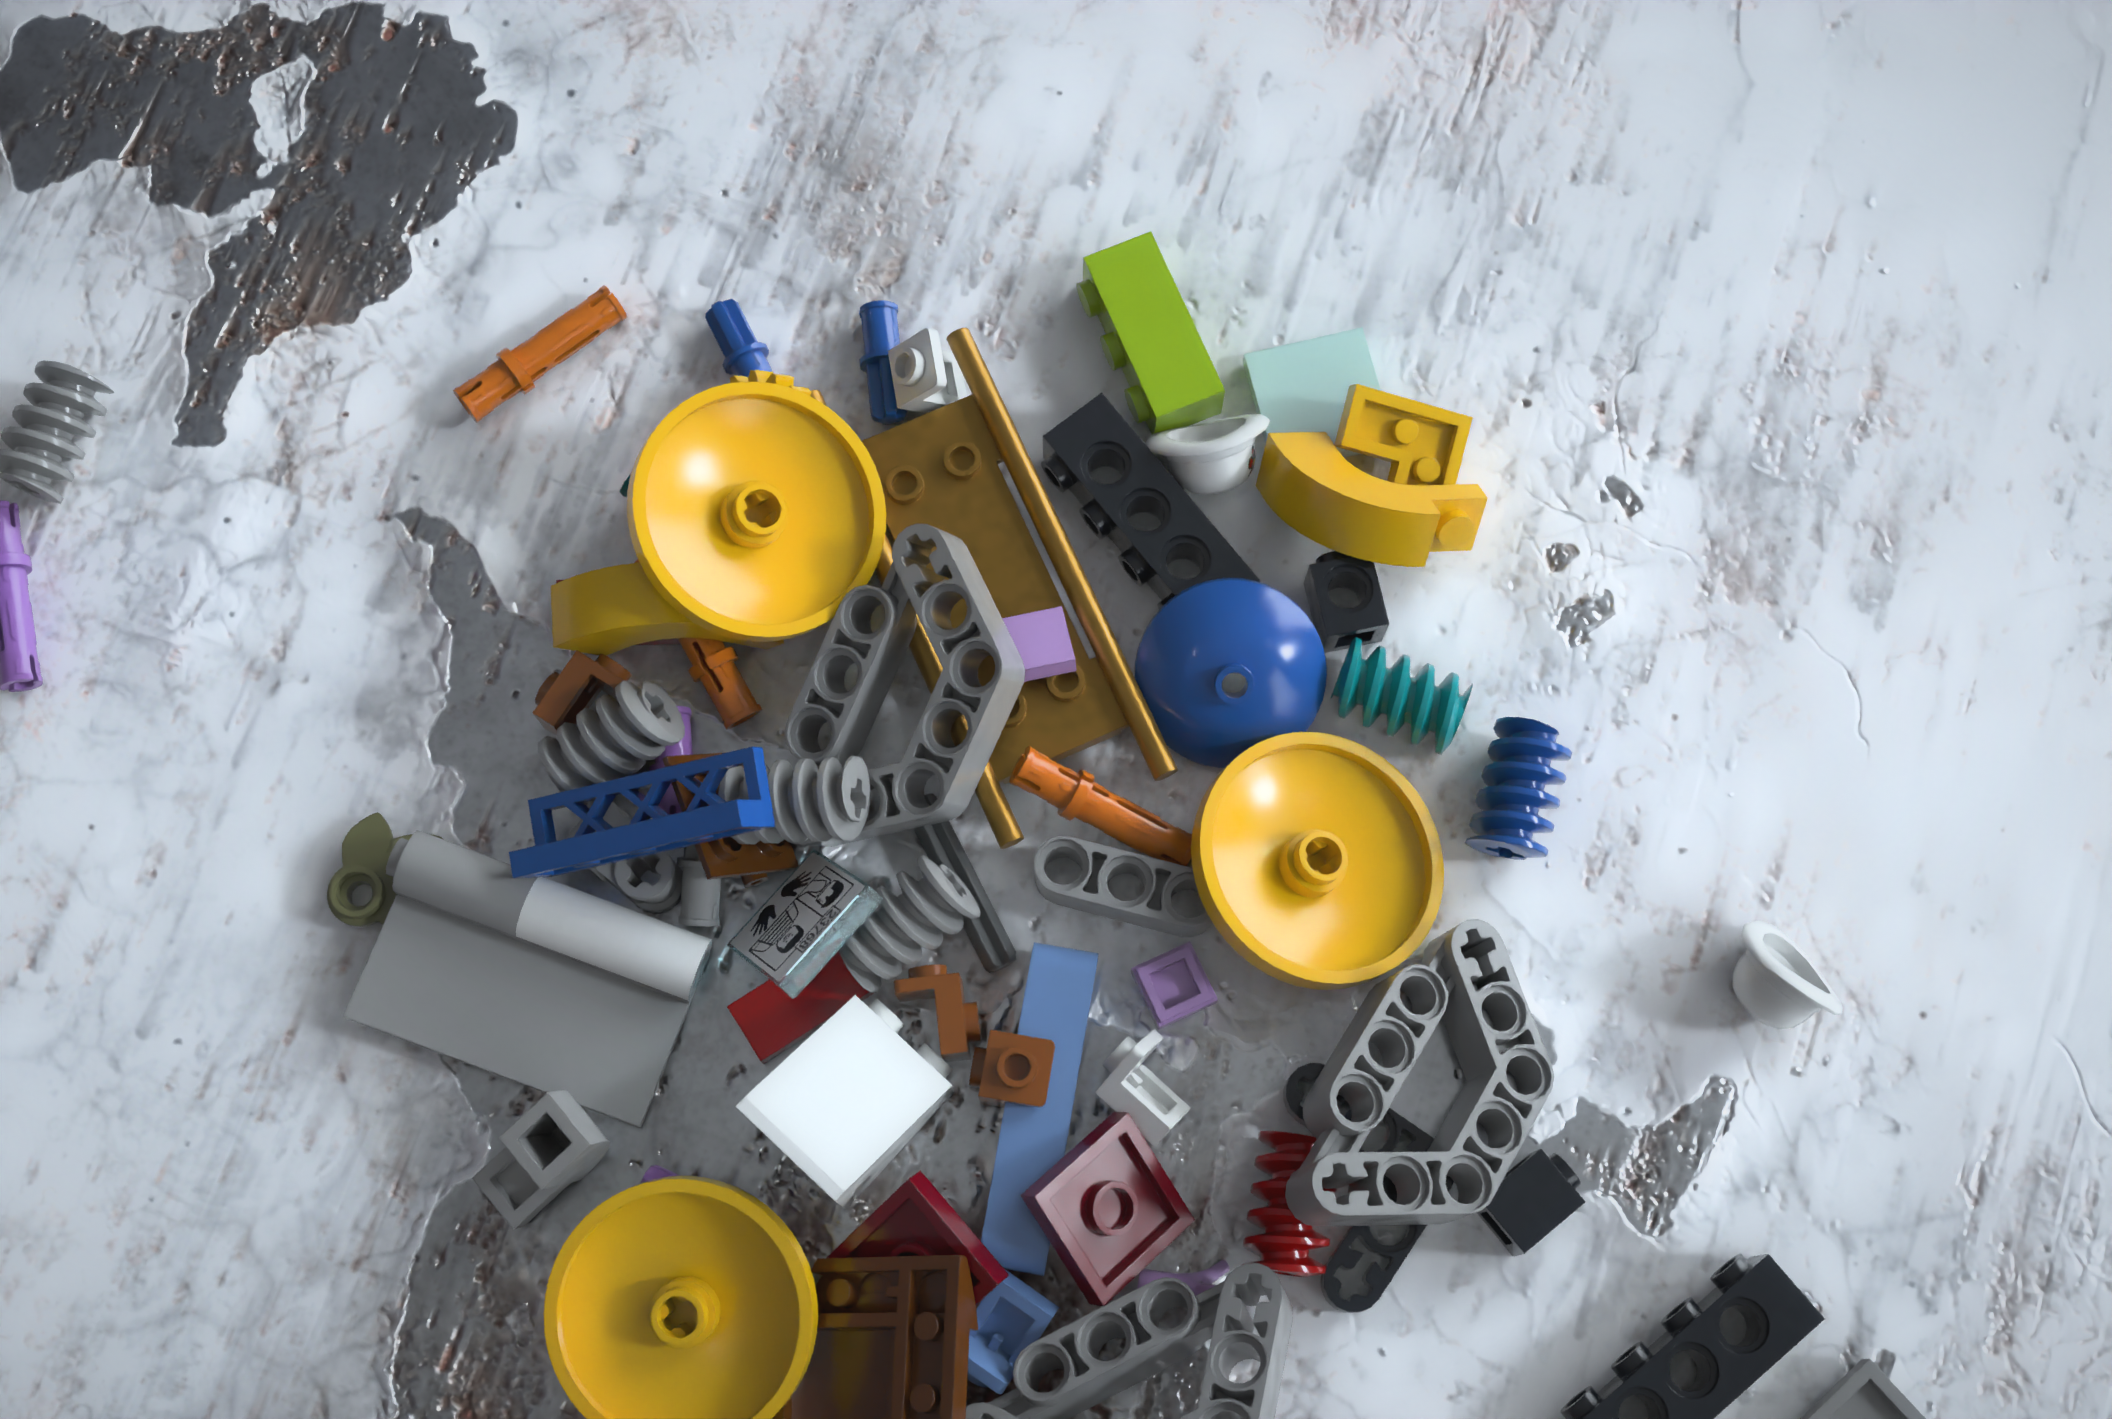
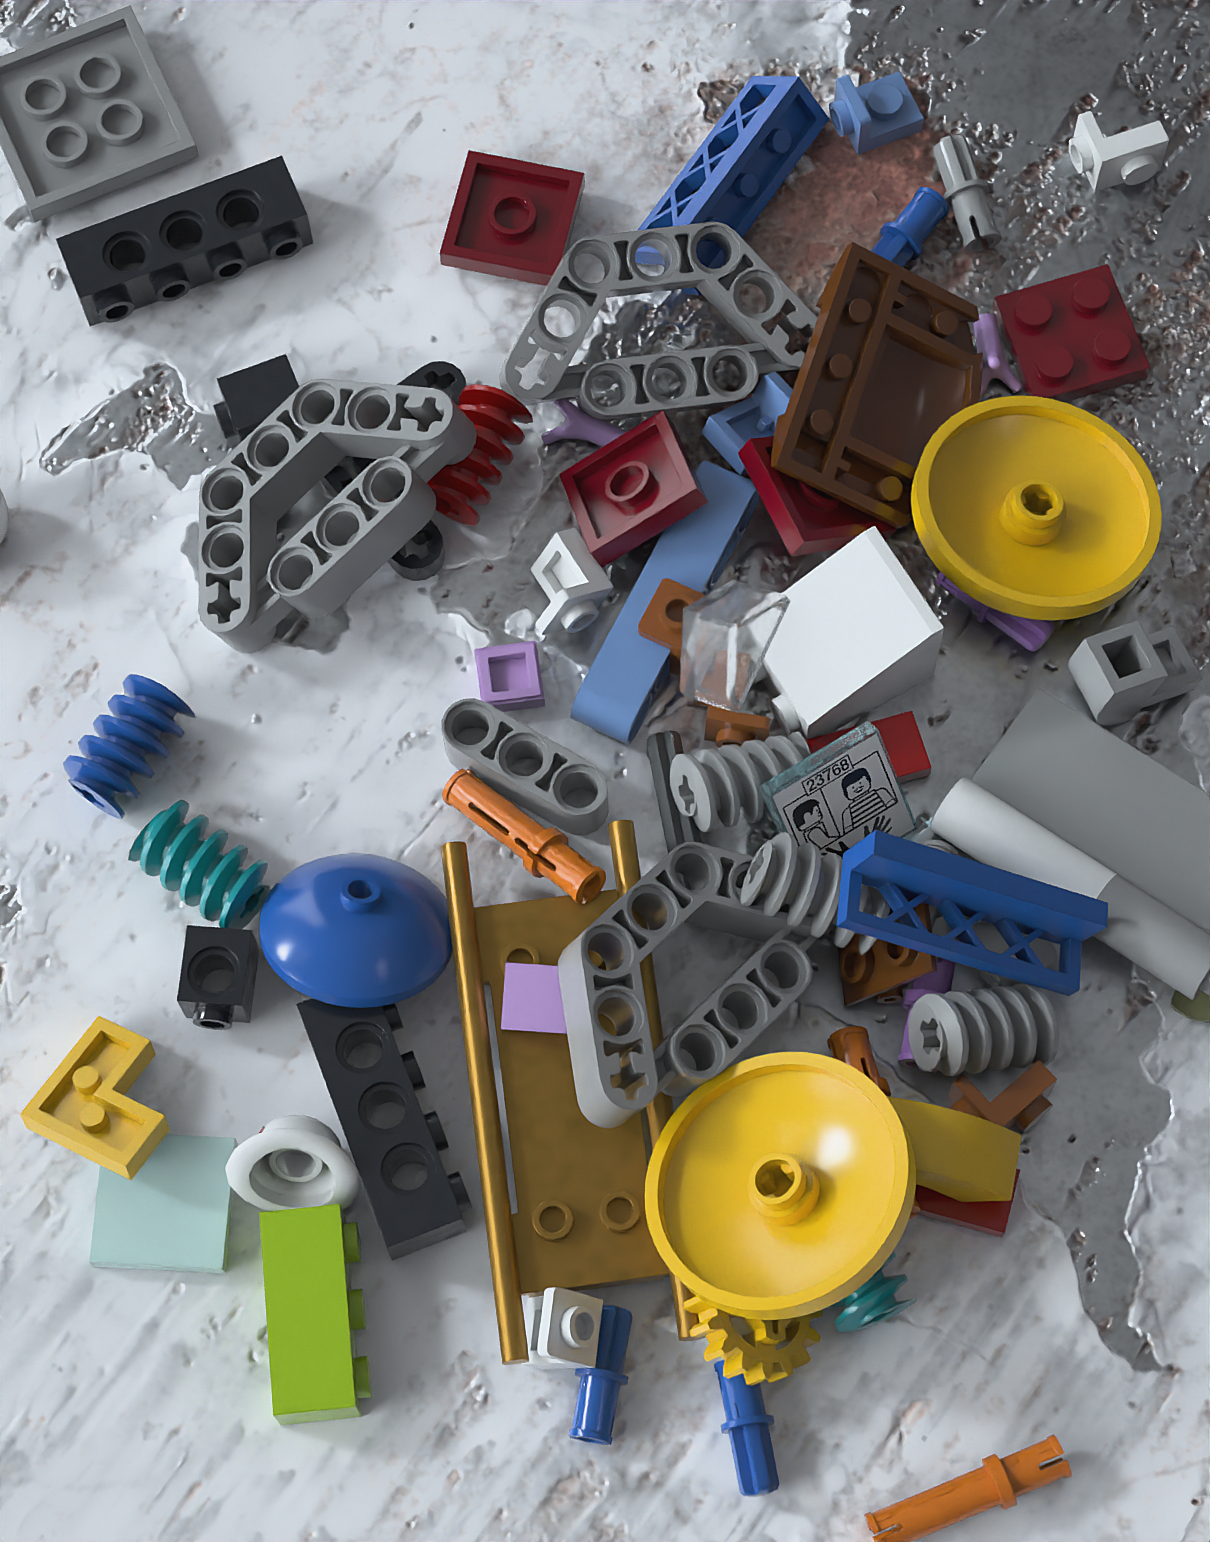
camera: 160 degrees left, 5 degrees down
(955, 1052) = (727, 642): none -> clear slope
(1317, 861) = (339, 731): yellow dish -> none
(1358, 513) = (183, 1040): yellow arch -> none

